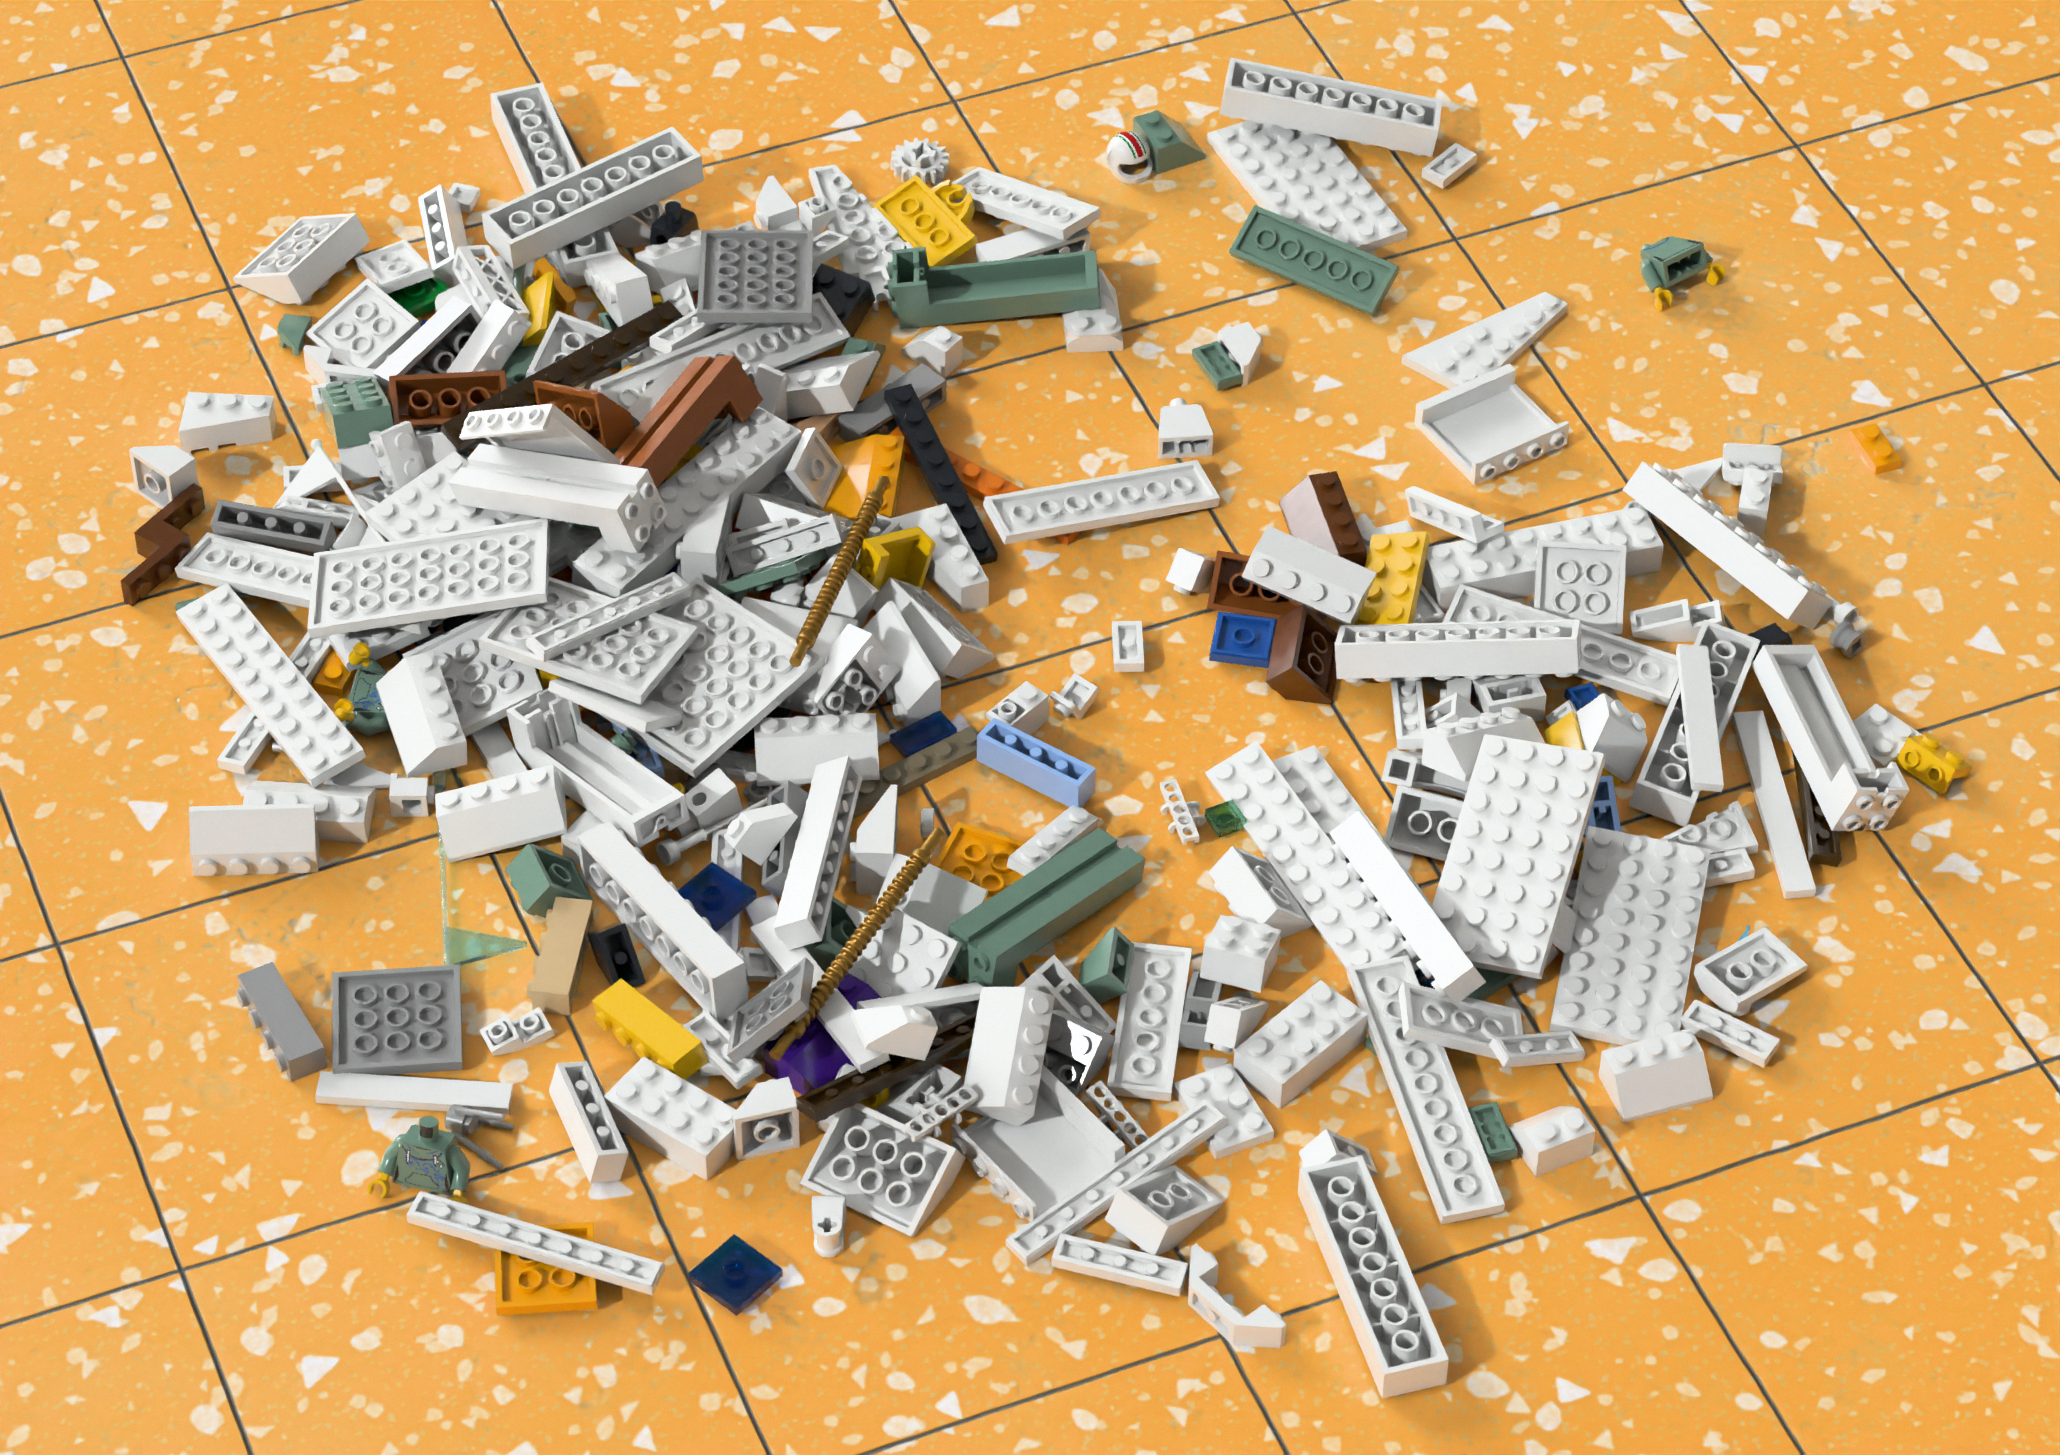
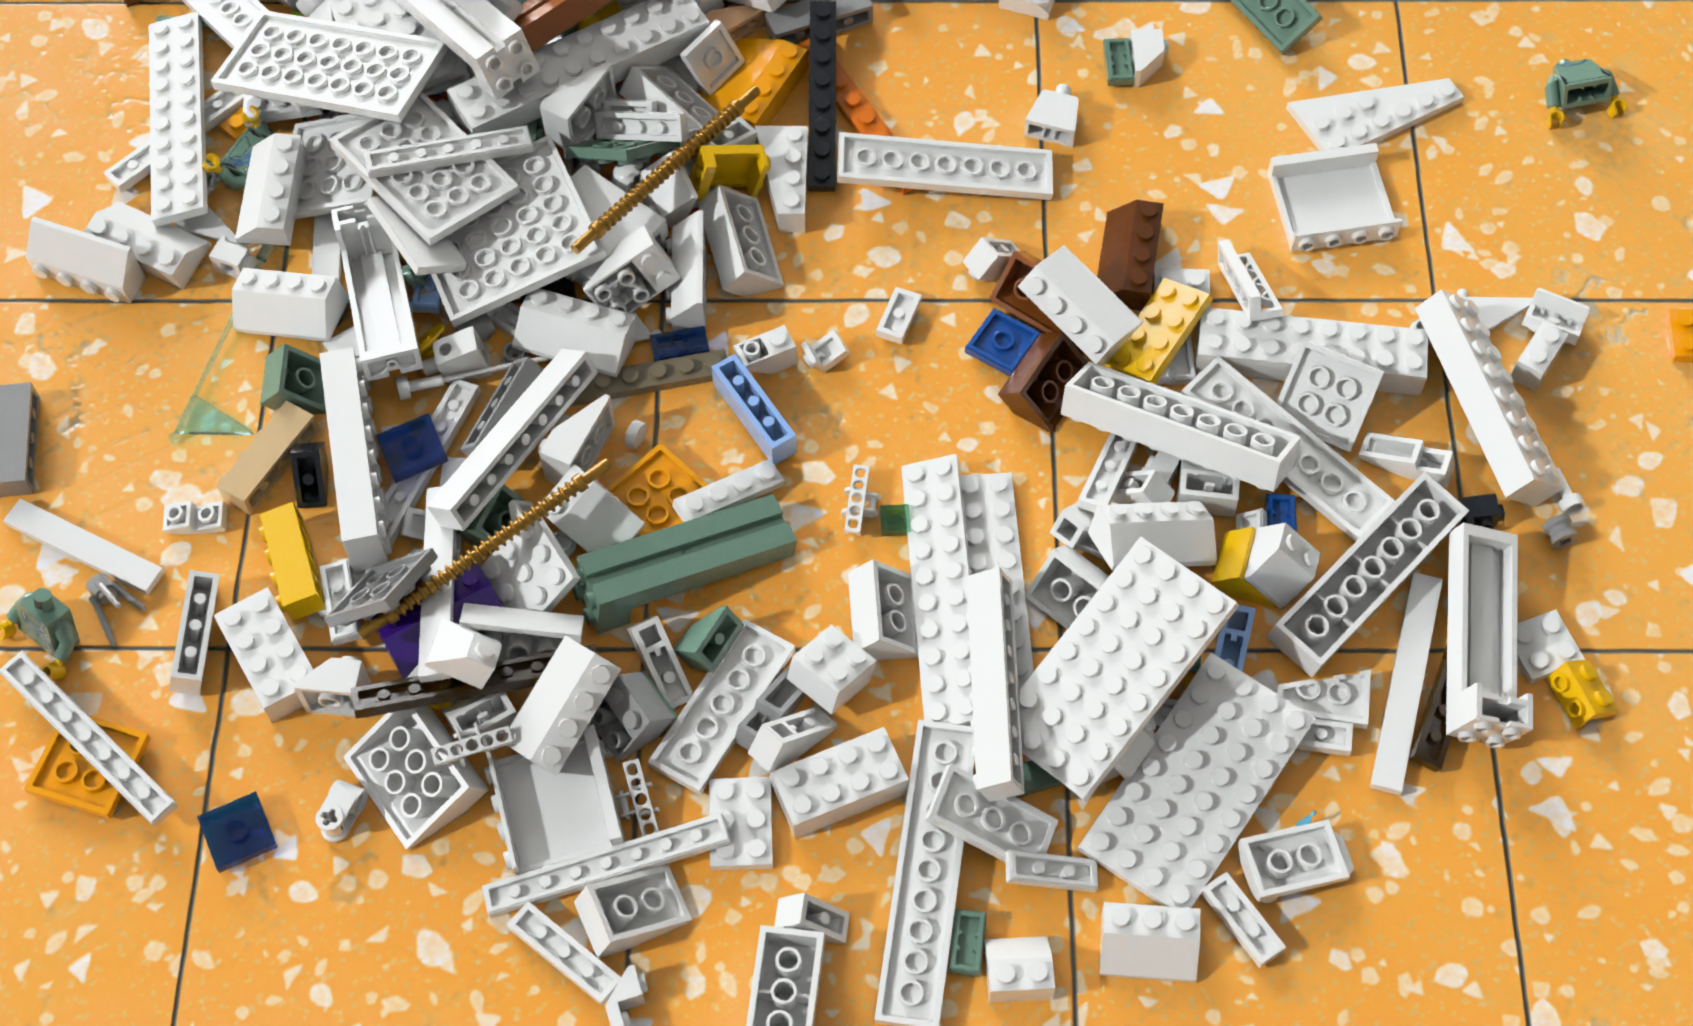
camera: 25 degrees right, 15 degrees up
(397, 1020) = (105, 472): light grey plate -> none
(760, 830) = (478, 398): white slope -> none
(1699, 718) = (1368, 577): white tile -> none

